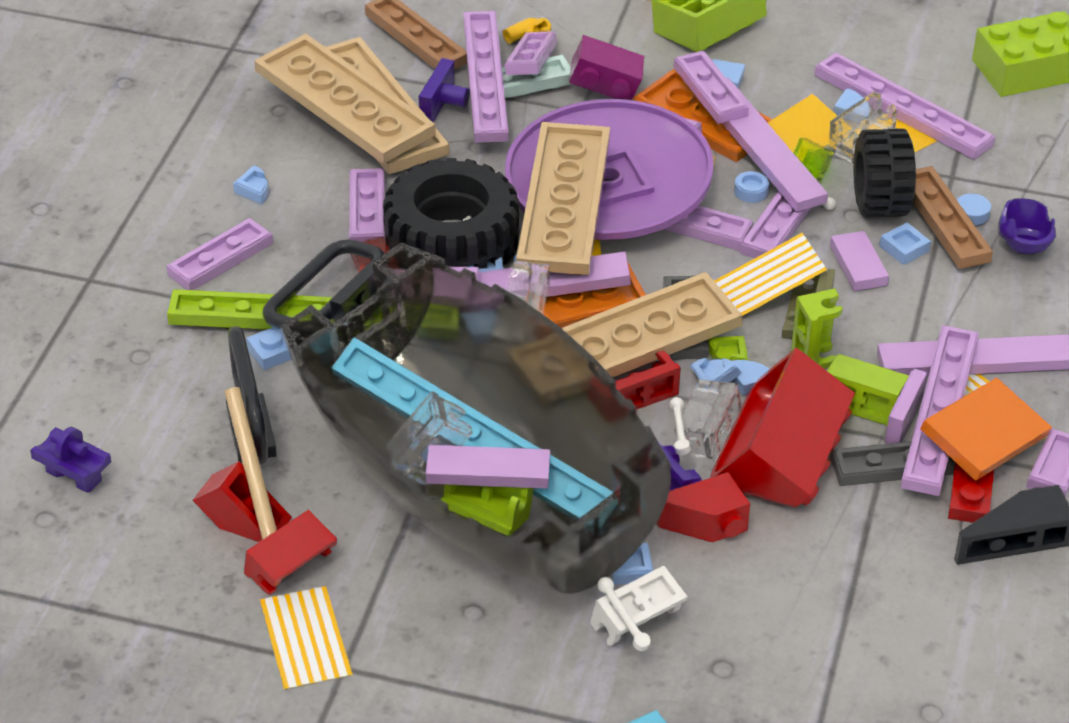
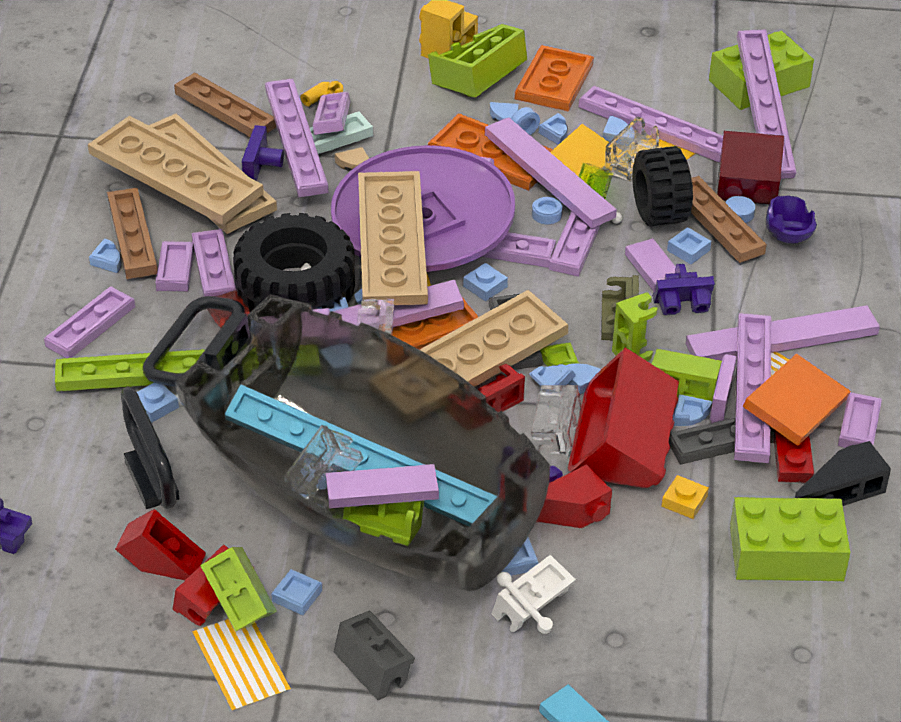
camera: 10 degrees left, 0 degrees up
(250, 461) = (165, 508): tan bar -> none
(285, 163) = (132, 233): none -> medium nougat plate
(314, 557) = (238, 588): none -> lime hinge
(324, 203) = (174, 266): none -> lavender tile
(381, 571) = (296, 592): none -> light blue tile
(447, 647) = (372, 653): none -> dark grey hinge
(542, 105) = (351, 158): none -> tan tile
(606, 69) = (401, 120): magenta brick -> none
(664, 258) = (485, 282): none -> light blue plate
(681, 446) = (541, 445): white hinge -> none
(711, 87) = (496, 126): lavender tile -> none
(749, 83) = (527, 119): none -> light blue tile
(771, 274) = (584, 284): sticker -> none
(780, 96) = (554, 128): none -> light blue tile
(793, 39) = (554, 78): none -> orange tile
(836, 522) = (685, 497): none -> yellow plate
(863, 428) = (691, 410): none -> light blue tile
(885, 289) = (683, 287): none -> dark purple hips
(942, 583) = (789, 539): none -> lime brick
(992, 160) = (750, 166): none -> dark red slope
(1027, 93) = (764, 92): none -> lavender tile

